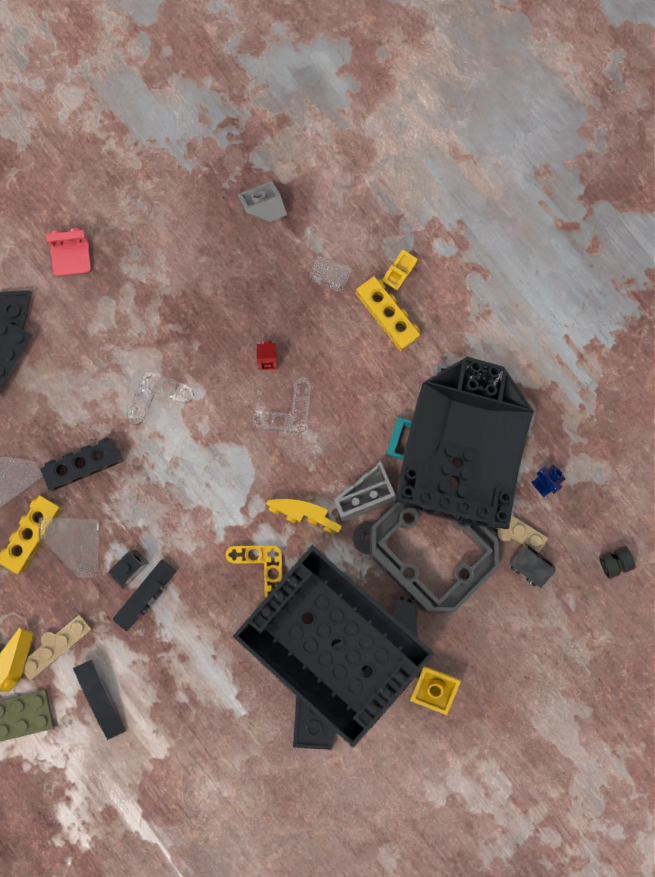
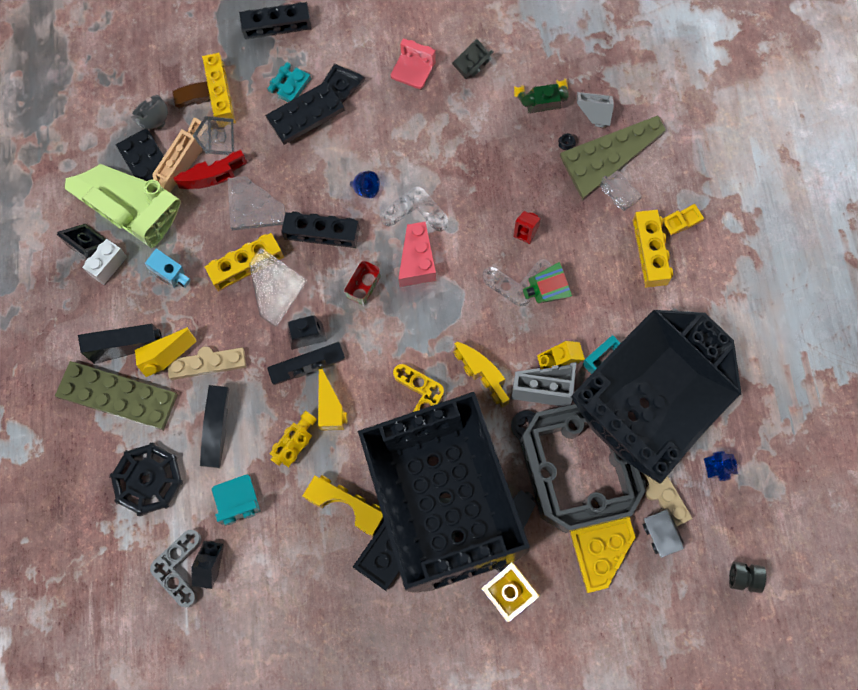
camera: 35 degrees right, 10 degrees down
(59, 788) = (150, 489): none -> black plate
(97, 398) = (366, 184): none -> clear blue helmet
(122, 215) = (471, 58): none -> pearl dark grey bracket
(136, 837) = (170, 565): none -> light grey beam
(148, 494) = (357, 278): none -> red piece
(158, 751) = (235, 500): none -> teal bracket
(168, 819) = (207, 565): none -> black slope
(178, 673) = (293, 444): none -> yellow brick
(185, 441) = (417, 258): none -> coral wedge
(191, 623) = (330, 411): none -> yellow slope
(211, 220) = (543, 97): none -> dark green torso
(228, 699) = (322, 493): none -> yellow arch
(251, 251) = (566, 138): none -> black plate
(298, 245) = (609, 153): none -> olive wing
(317, 402) = (548, 285): none -> torso
(364, 460) = (561, 355): none -> yellow slope
(490, 610) = (601, 551): none -> yellow plate

